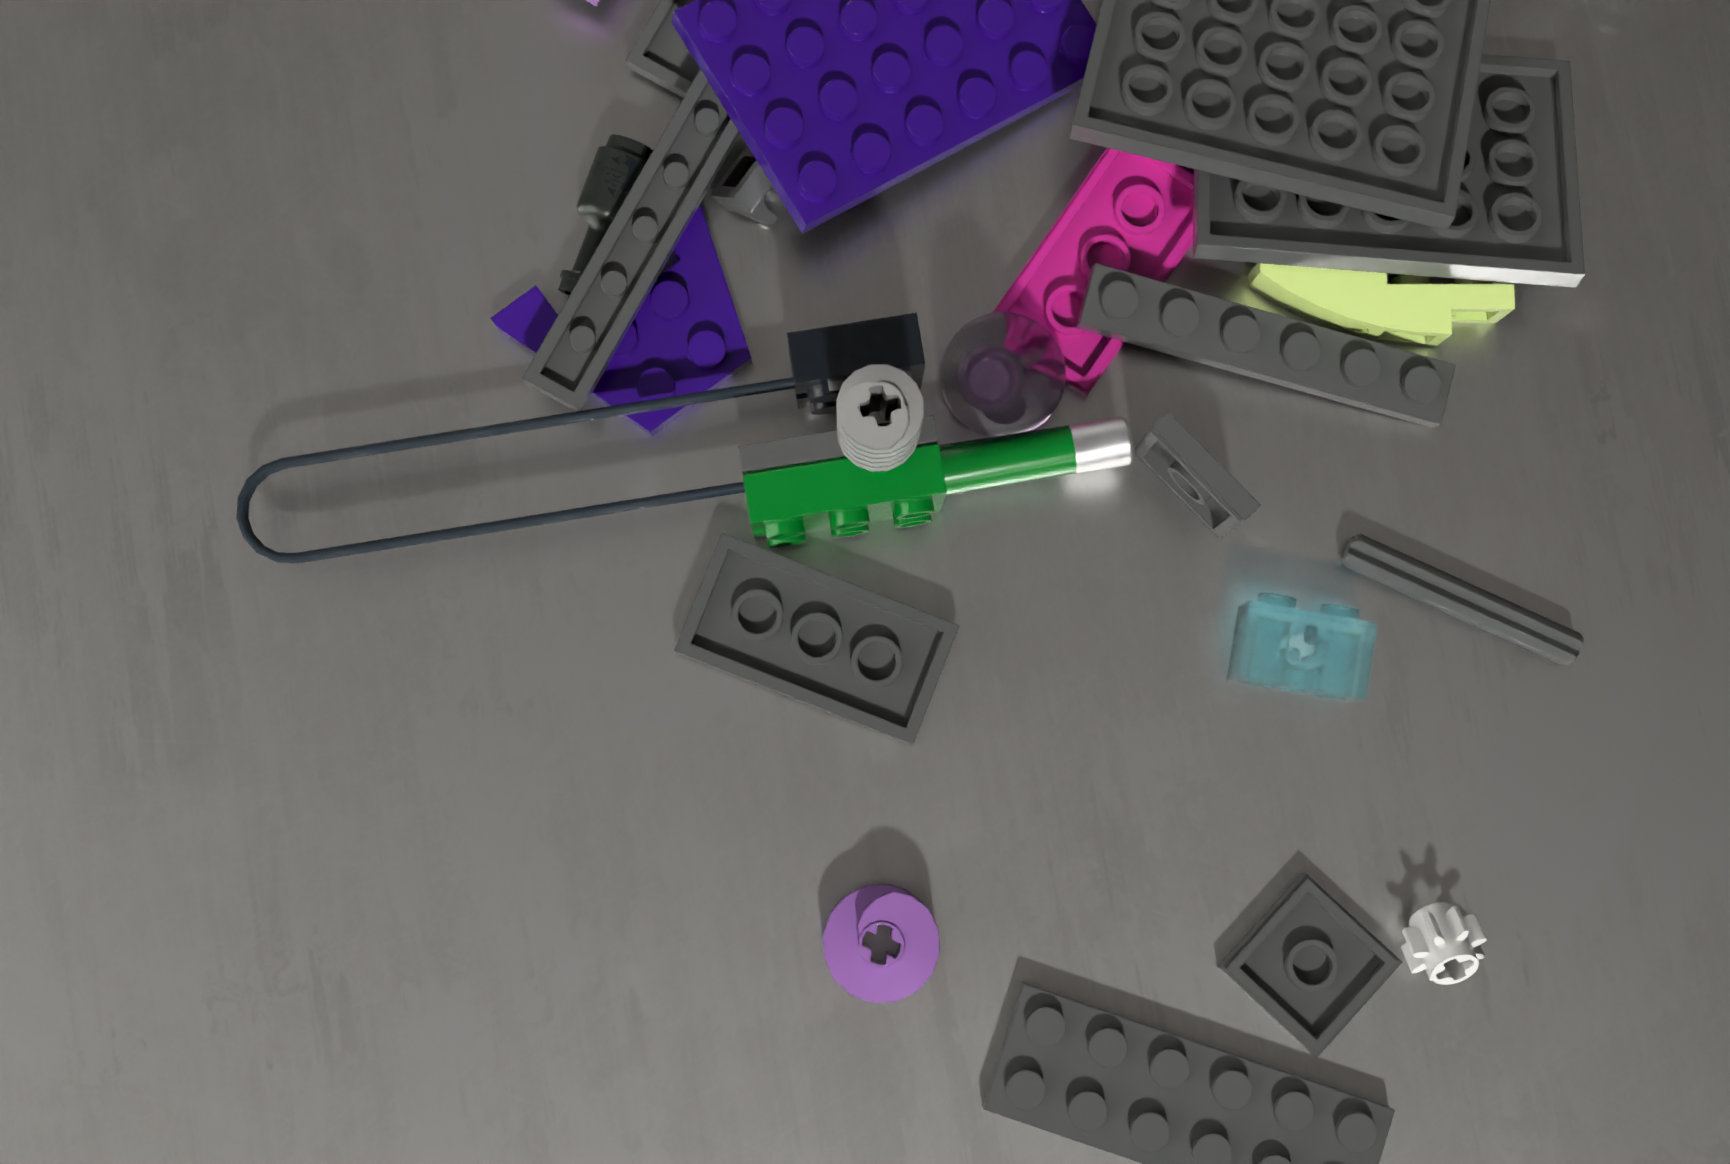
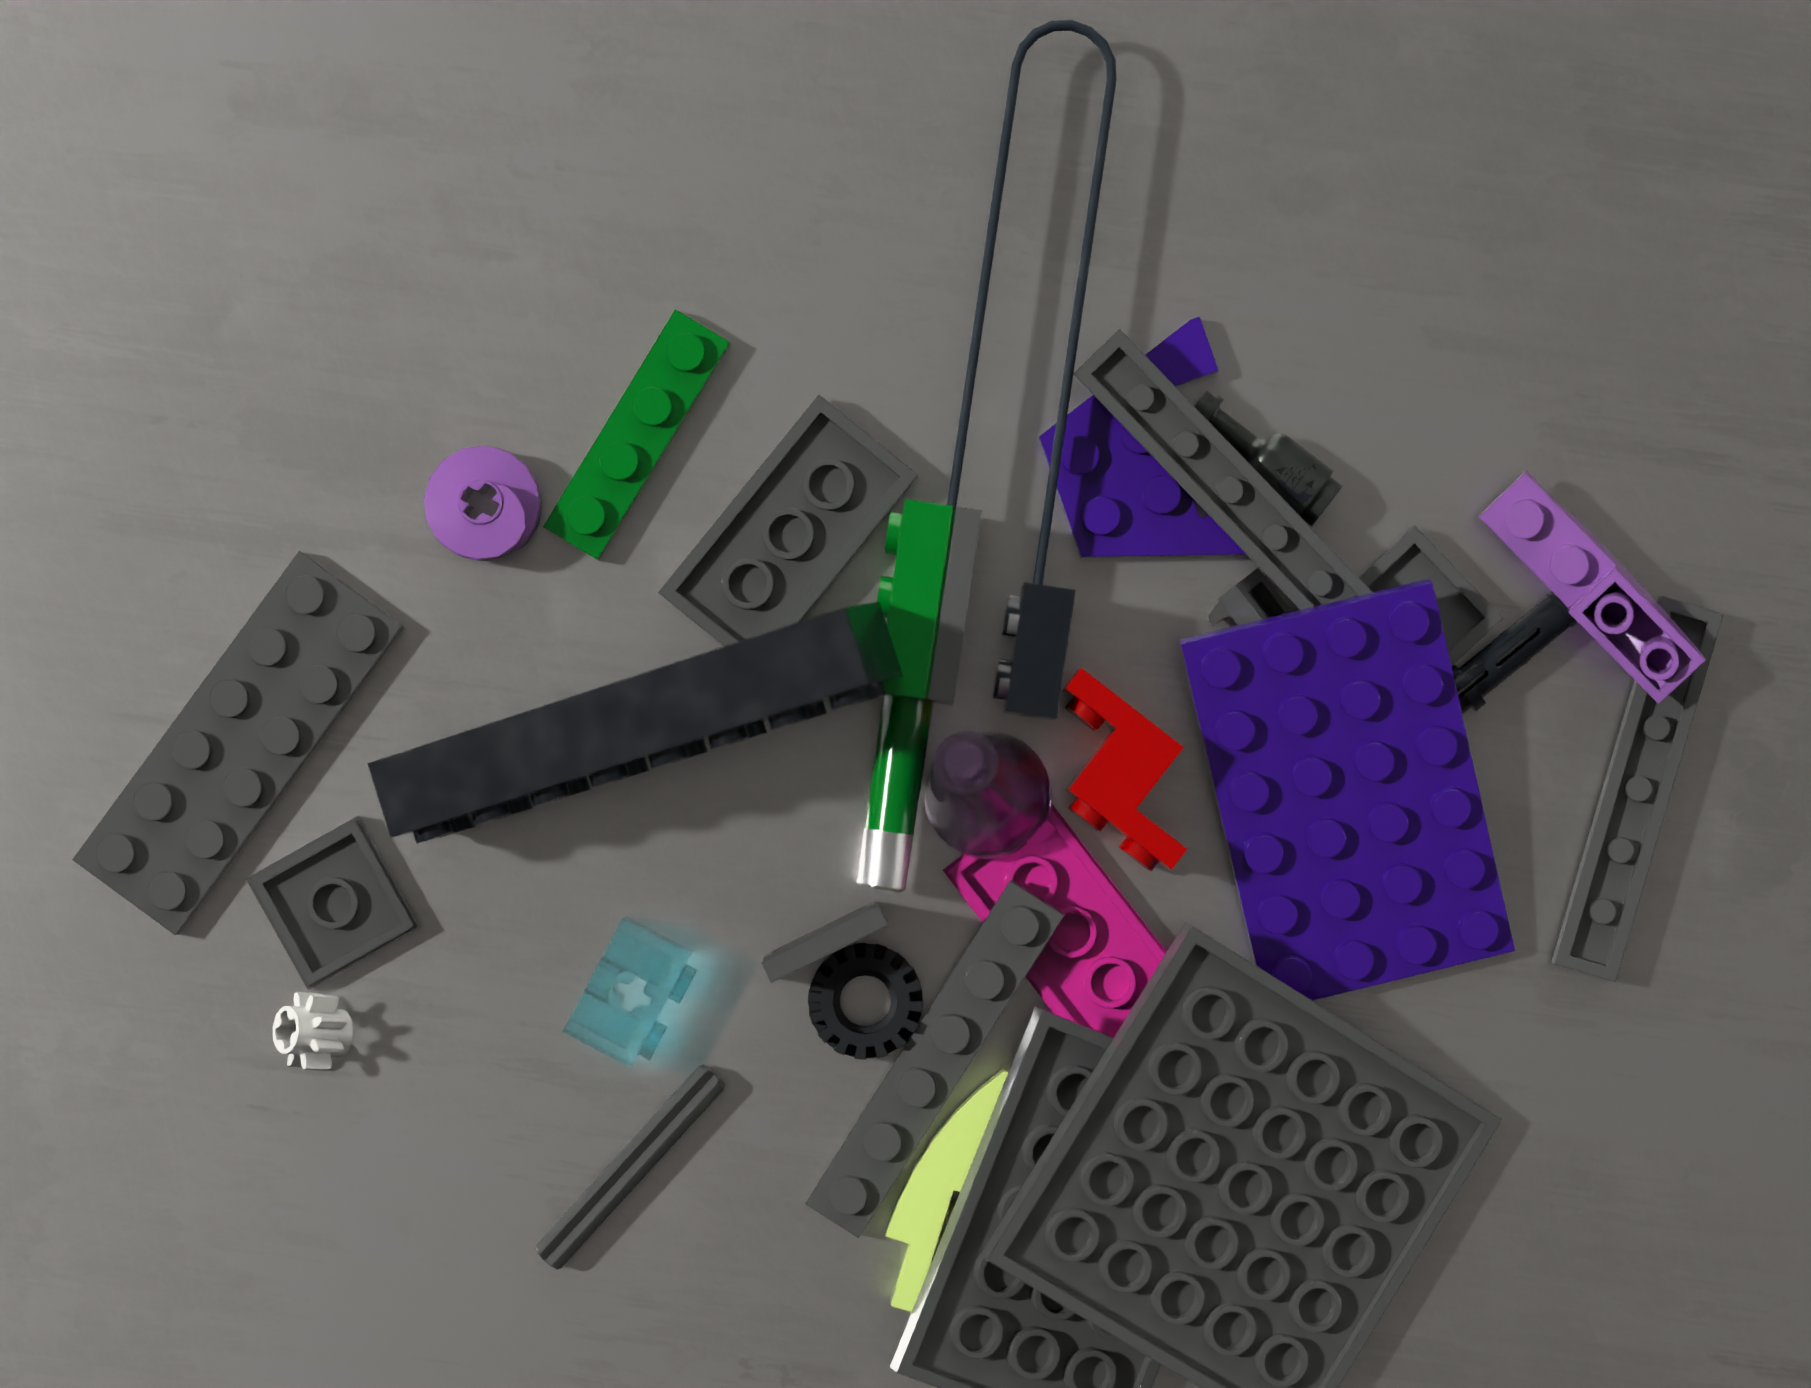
camera: 115 degrees right, 5 degrees up
(767, 815) = (637, 434): none -> green plate
(897, 398) = (976, 627): light grey piece -> none
(946, 245) = (1121, 771): none -> red bracket
(1053, 717) = (647, 716): none -> black brick
(1260, 401) = (871, 1040): none -> black tyre

